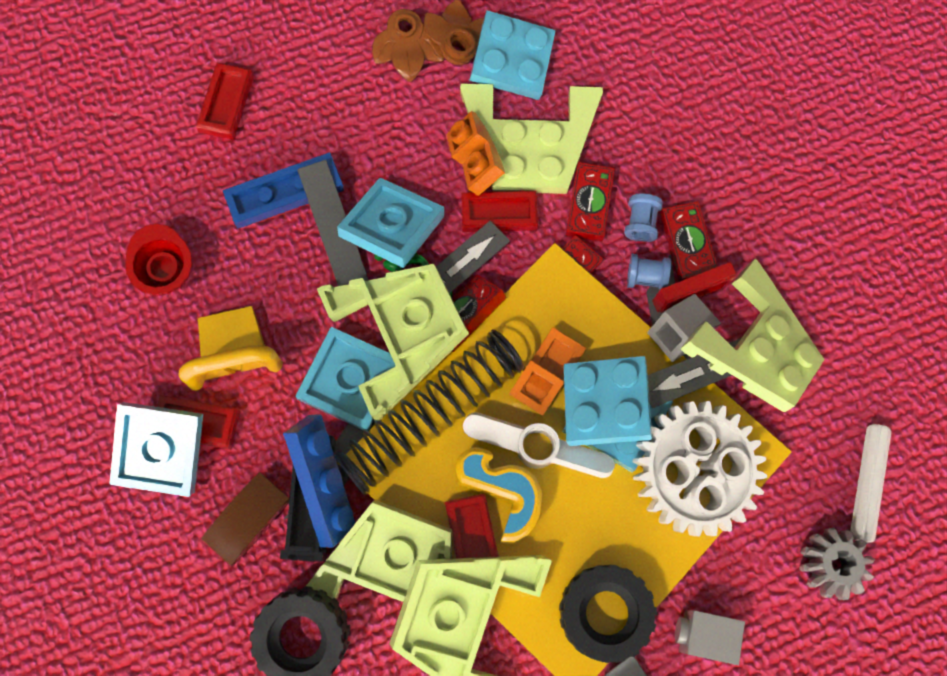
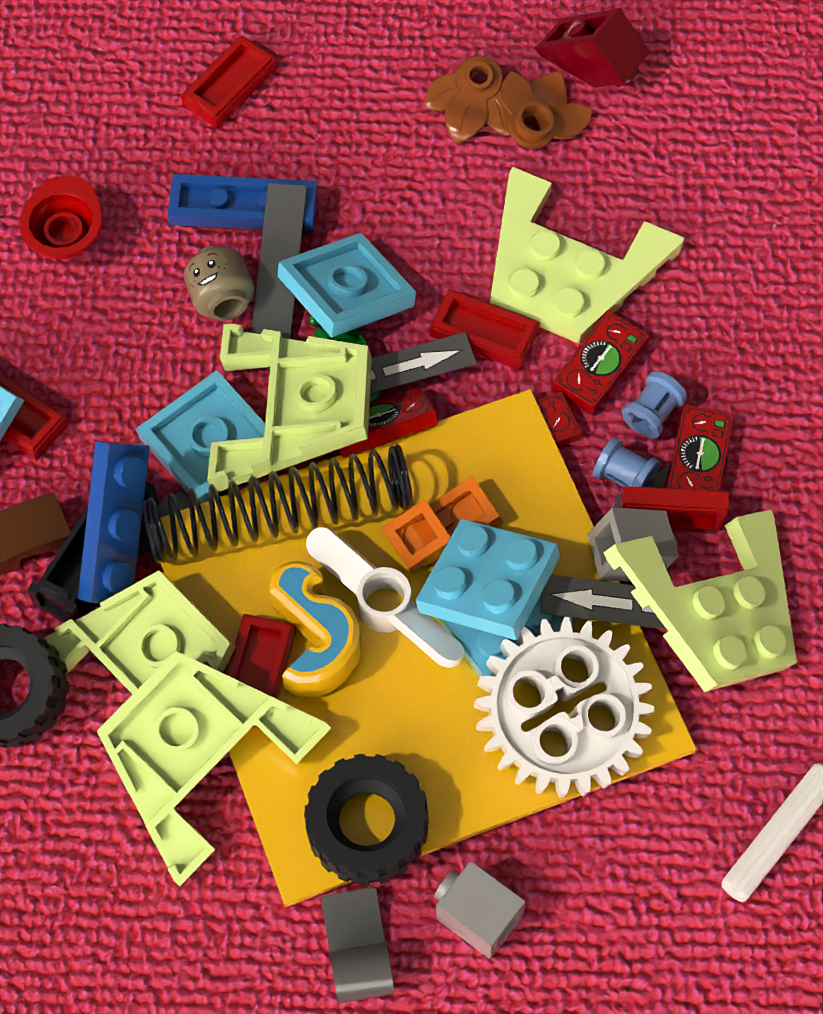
camera: 30 degrees right, 10 degrees down
(228, 344) = (91, 345): yellow piece -> none
(299, 259) = (219, 283): none -> dark tan head
(476, 152) = (488, 248): orange slope -> none
(512, 55) = (593, 159): medium azure plate -> none
(840, 580) = (702, 906): light grey gear -> none

